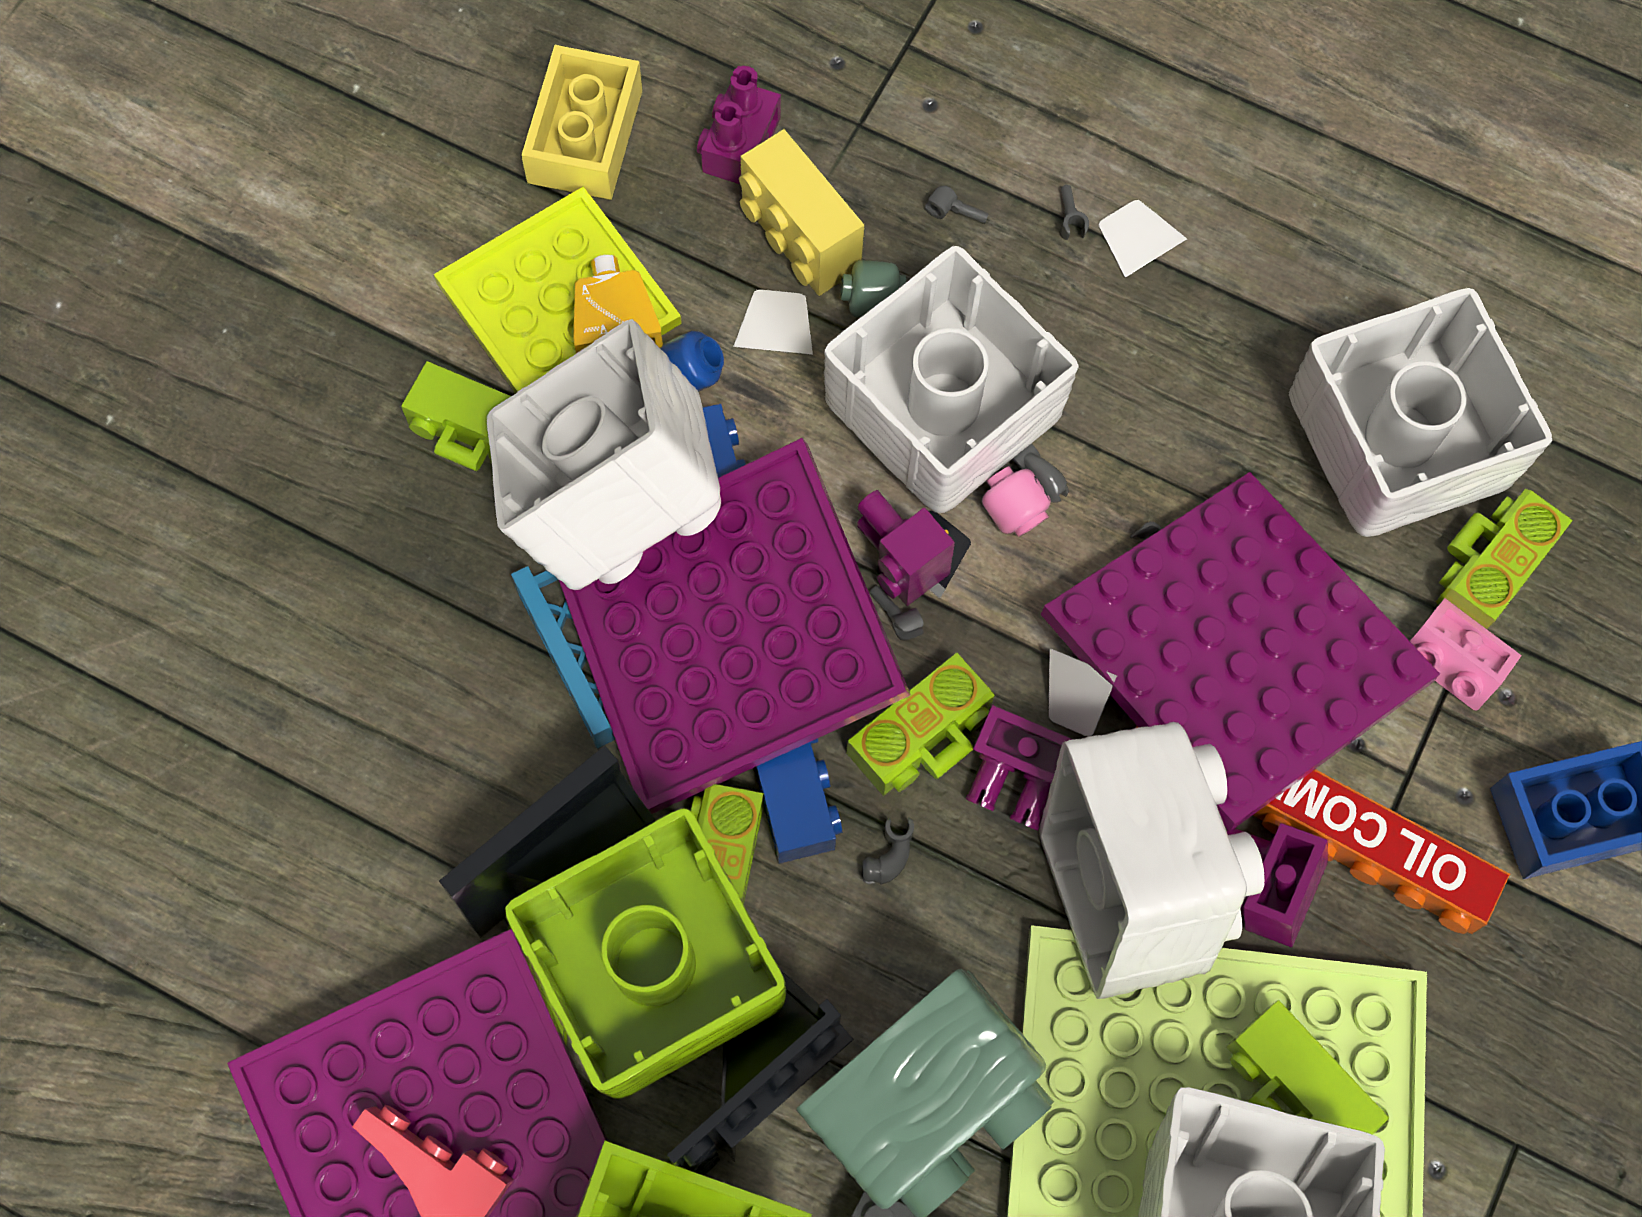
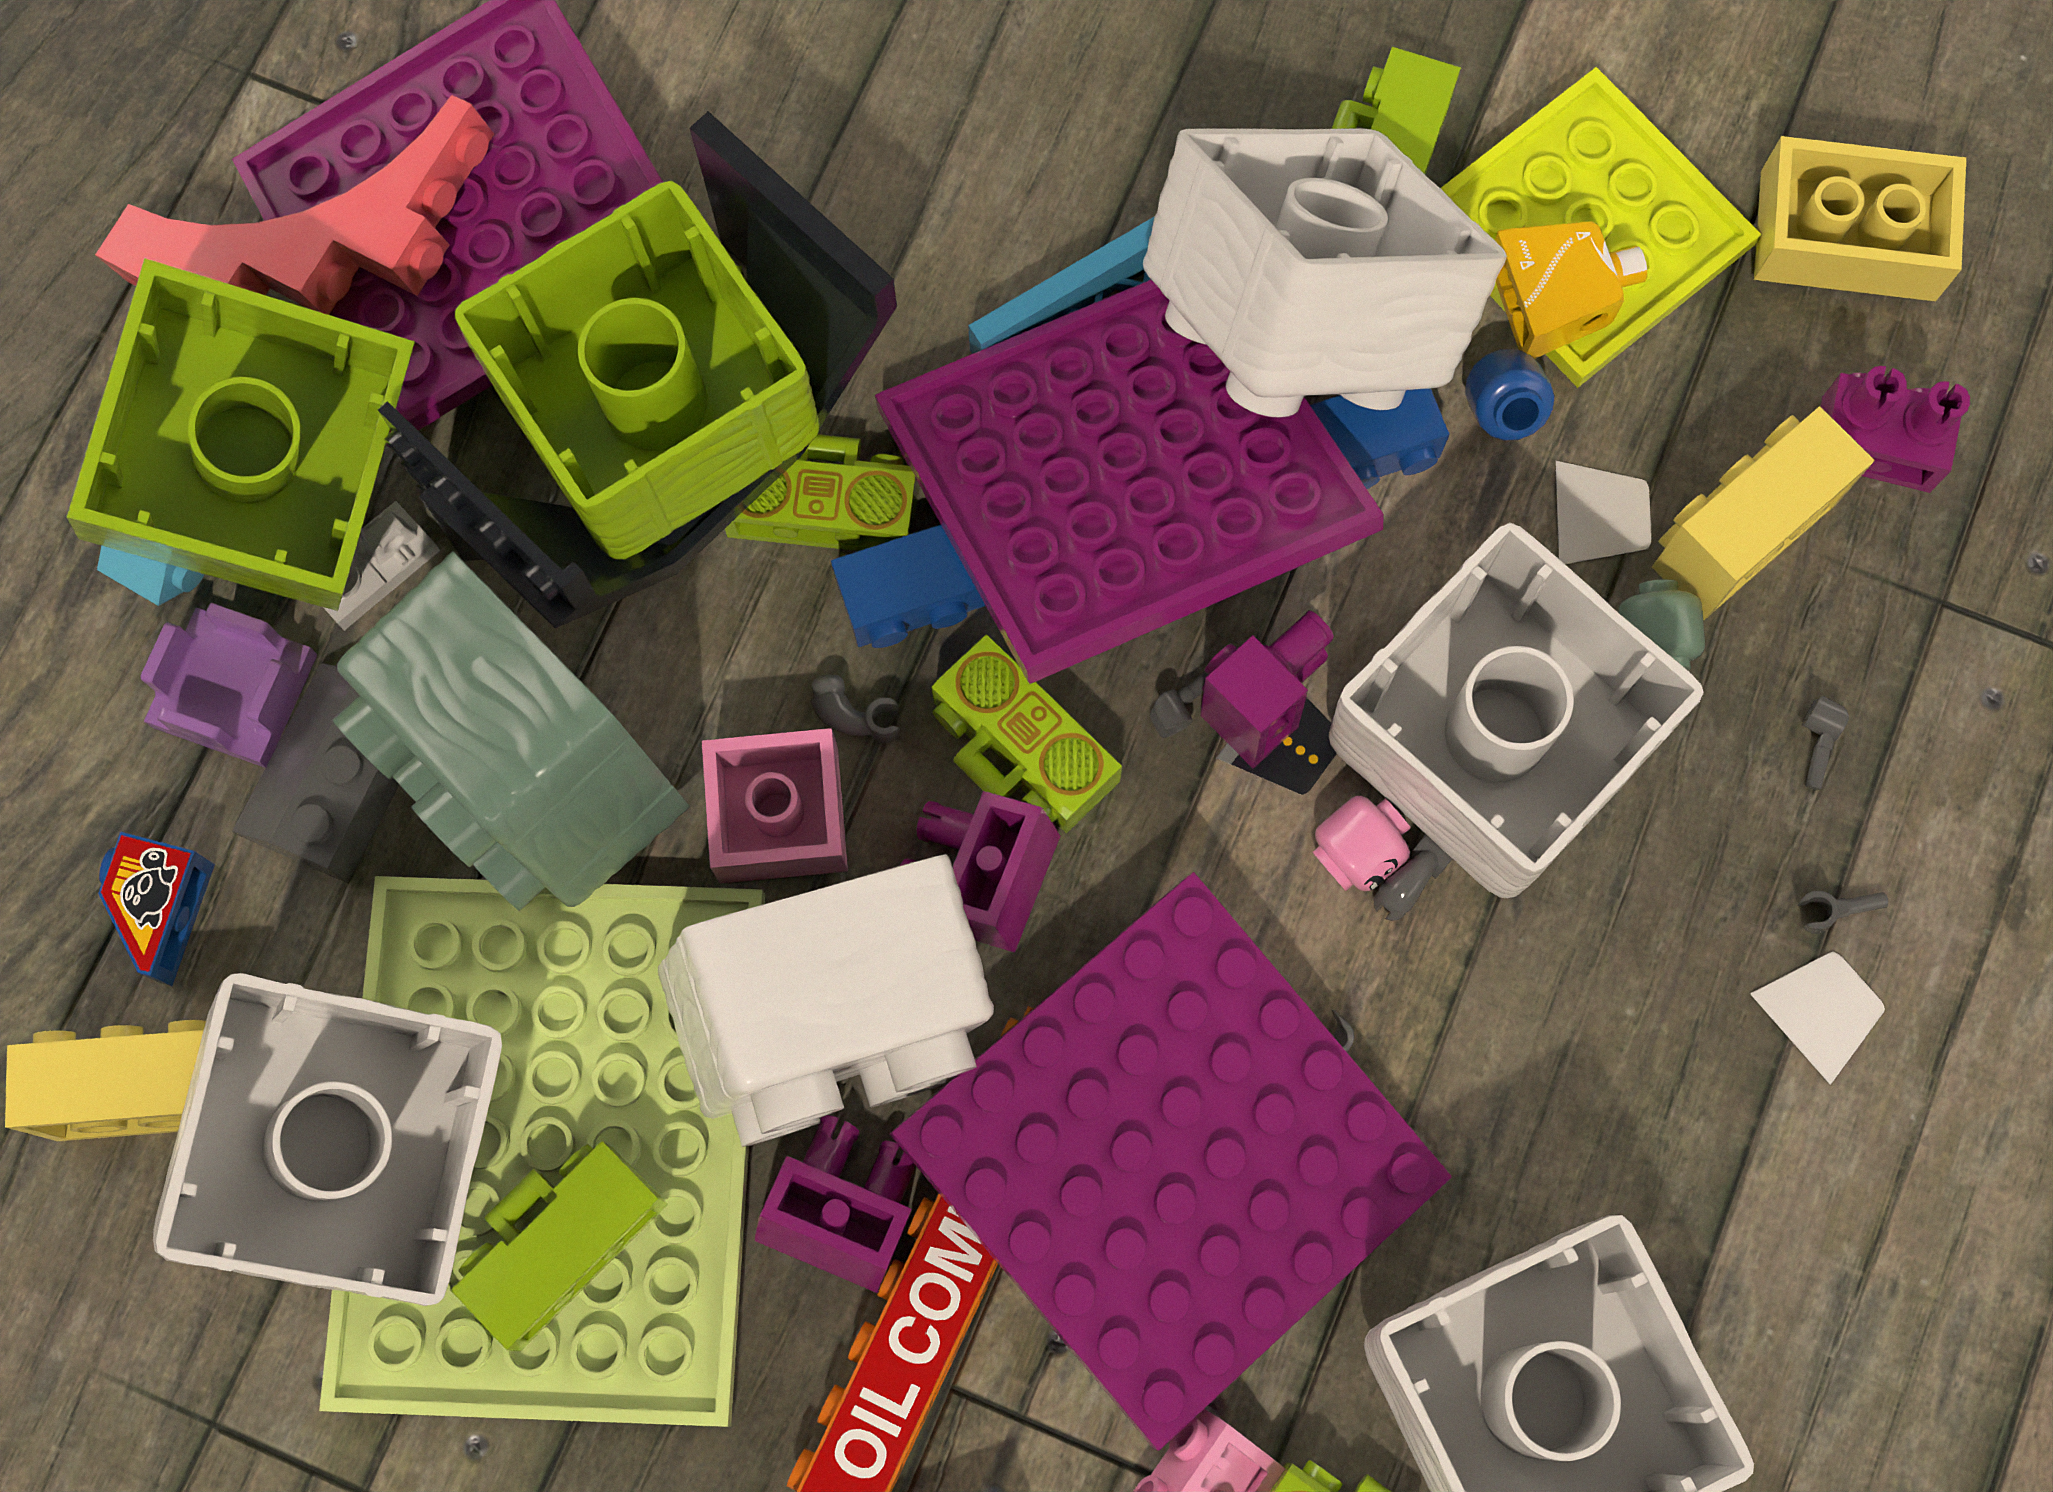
camera: 90 degrees right, 5 degrees up
(970, 908) = (774, 806): none -> bright pink brick
(1076, 693) = (1083, 932): white sticker -> none

